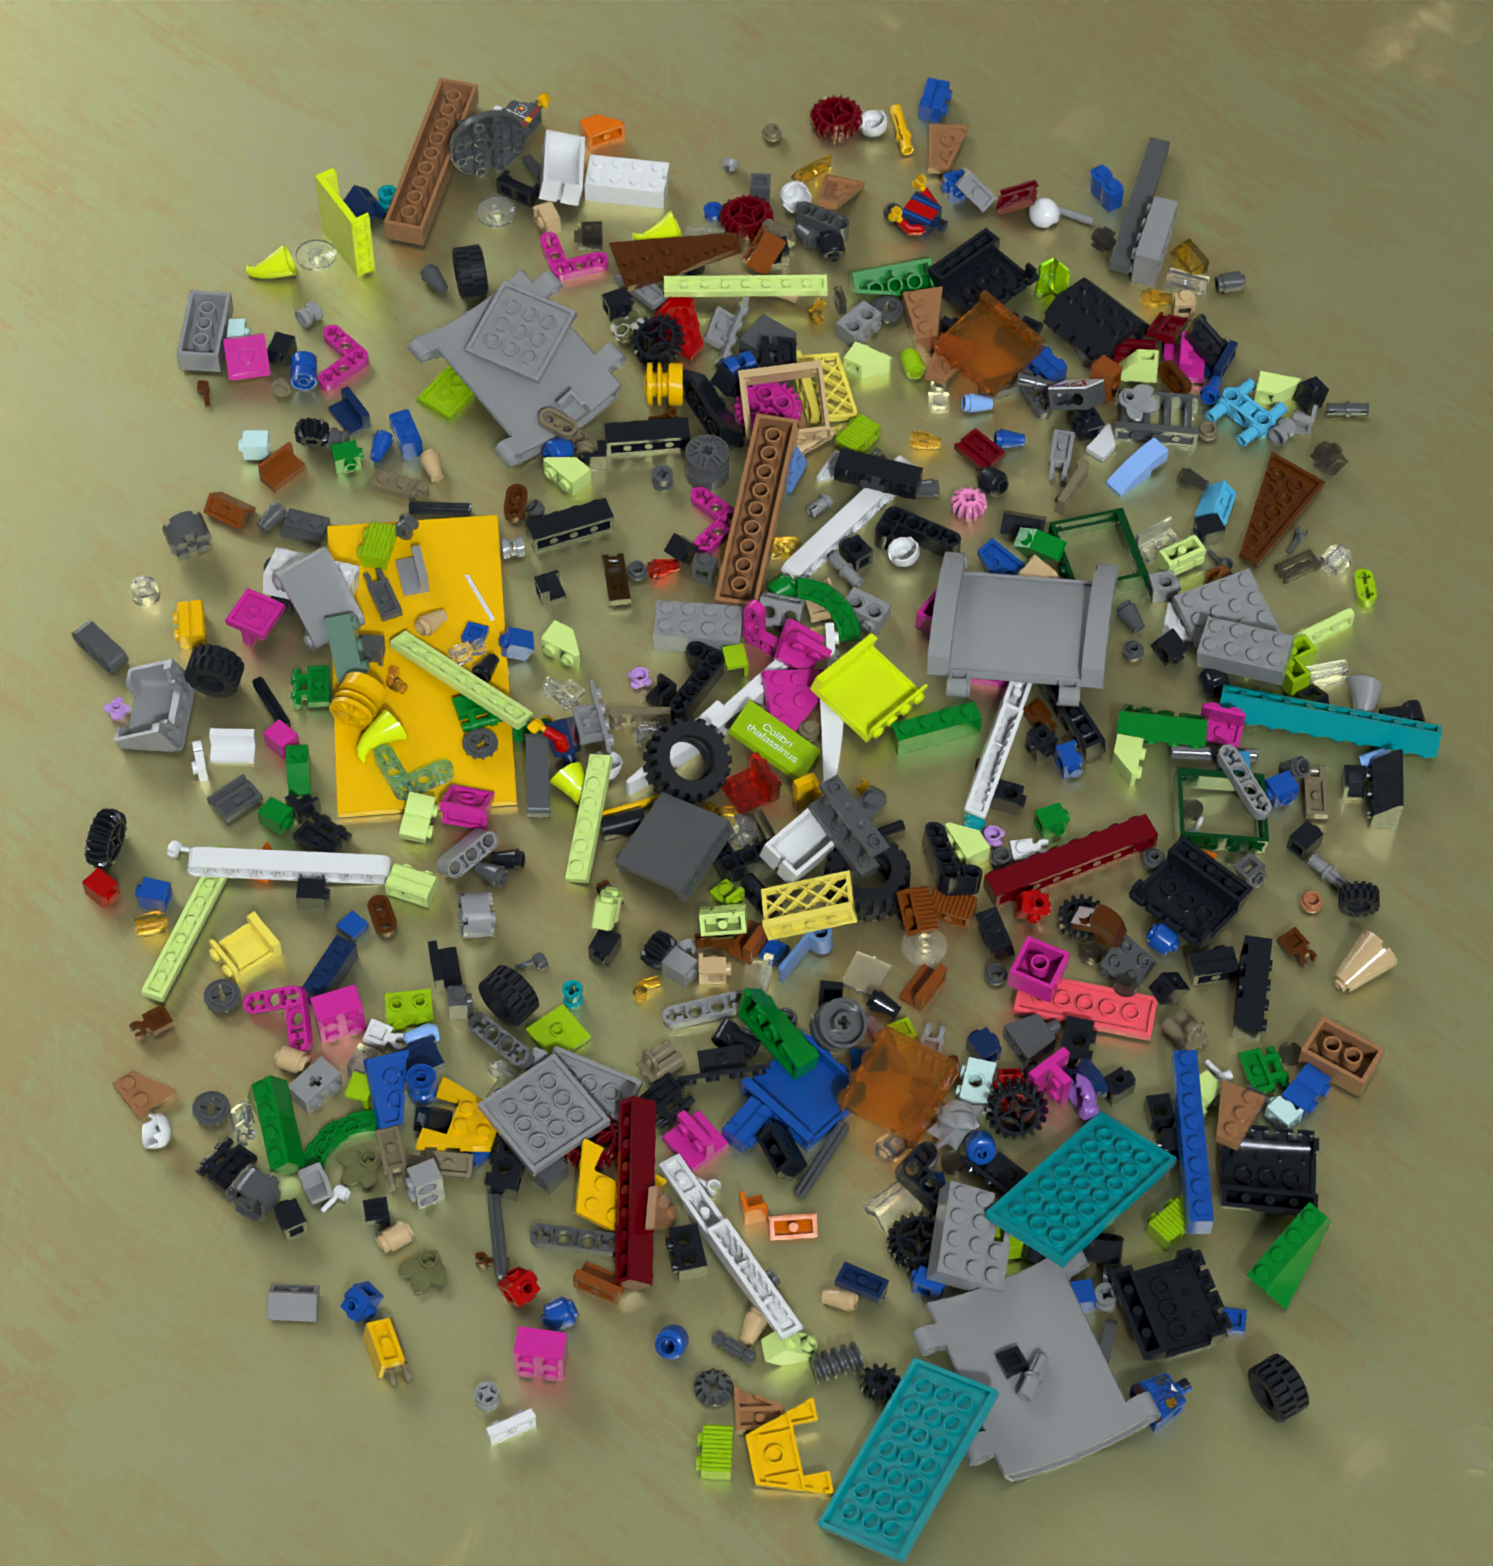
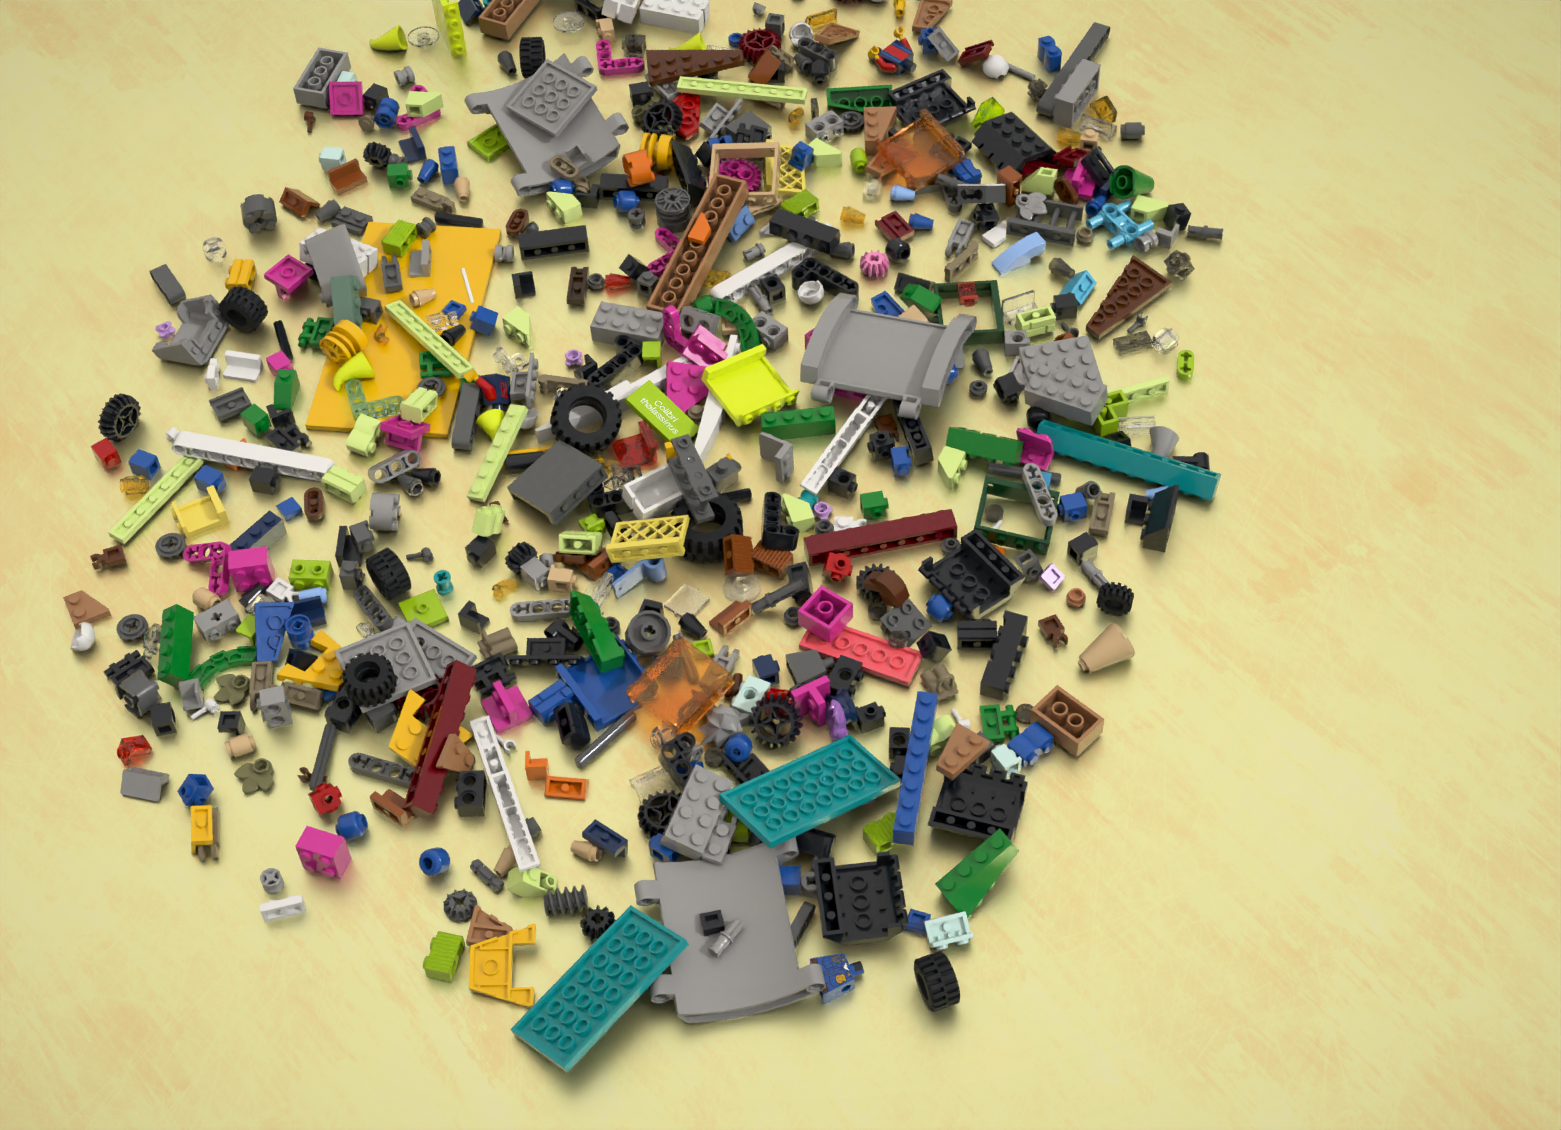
camera: 15 degrees right, 5 degrees down
(243, 902) = (207, 477): none -> blue brick
(265, 1261) = (132, 747): none -> clear red bracket
(347, 1046) = (251, 594): none -> black cone
(348, 352) = (423, 103): none -> yellowish green slope
(457, 951) = (362, 536): none -> dark grey brick
(475, 769) = (419, 405): none -> yellowish green brick
(532, 1119) = (367, 667): none -> black tyre
(620, 1035) = (471, 619): none -> black panel
(642, 457) = (625, 201): none -> blue head
(654, 414) = (637, 167): none -> orange brick
(759, 493) = (700, 230): none -> orange tile
(843, 368) = (801, 156): none -> blue brick
(924, 770) = (777, 452): none -> light grey bracket
(979, 950) = (775, 597): none -> dark grey pin
(1094, 532) = (967, 294): none -> clear red bracket
(1247, 358) = (1129, 182): none -> green cone
(1271, 1326) = (947, 930): none -> light aqua bracket
(1278, 881) = (1051, 577): none -> plate

